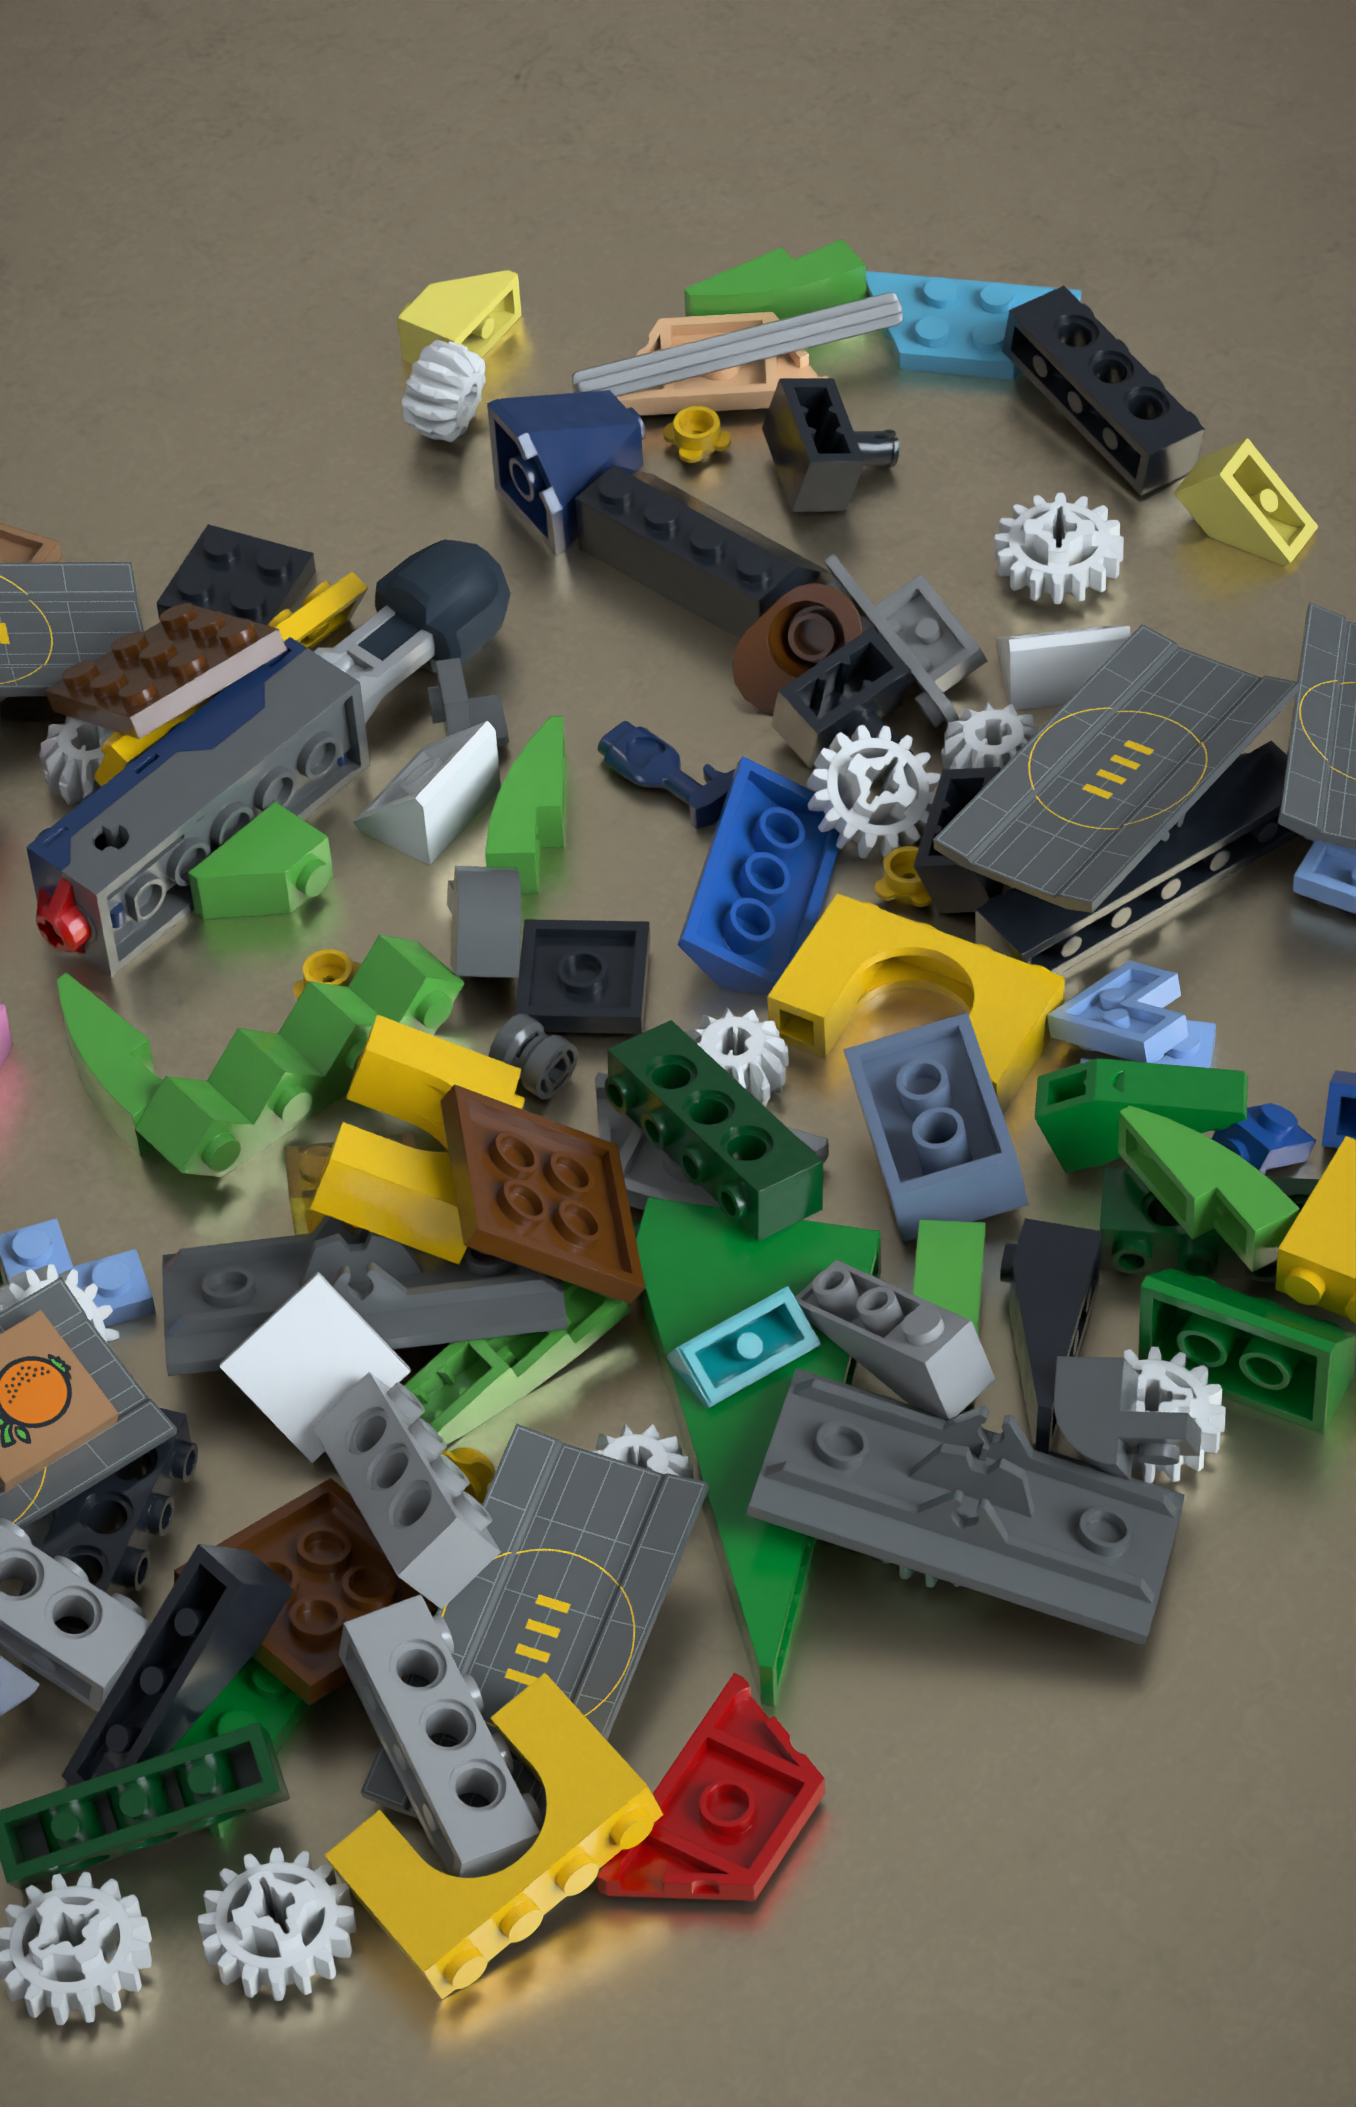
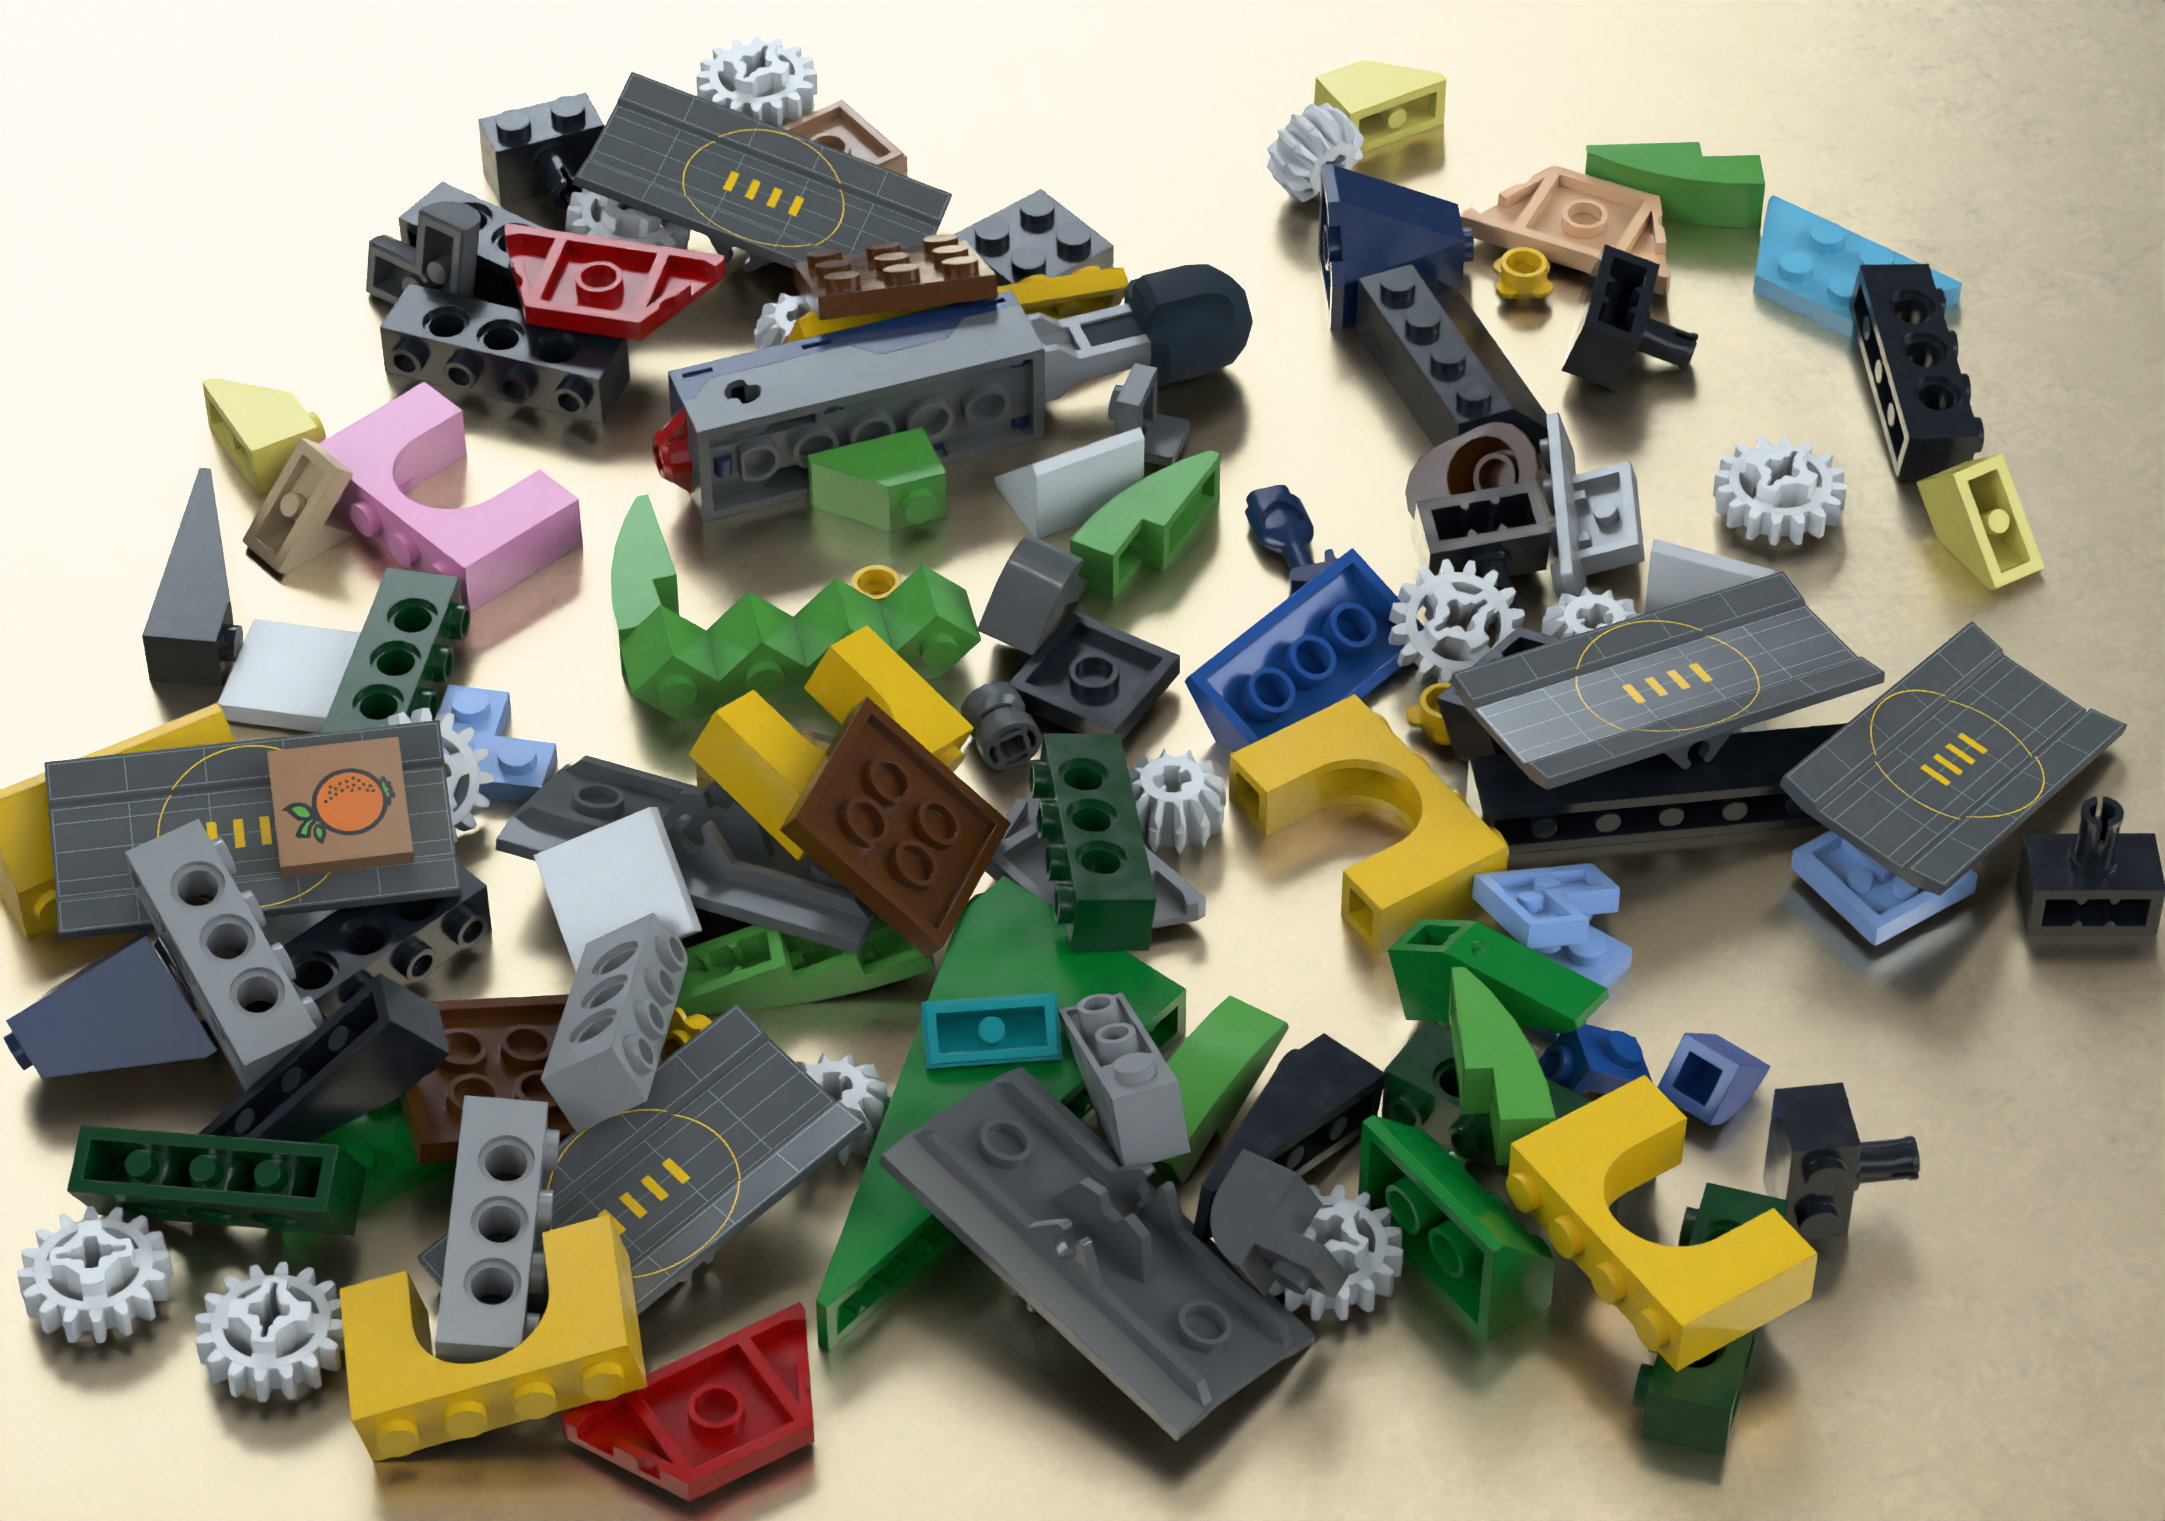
camera: 25 degrees right, 5 degrees down
(741, 346) = (1606, 212): light grey axle -> none
(936, 1125) = (1300, 923): sand blue slope -> none

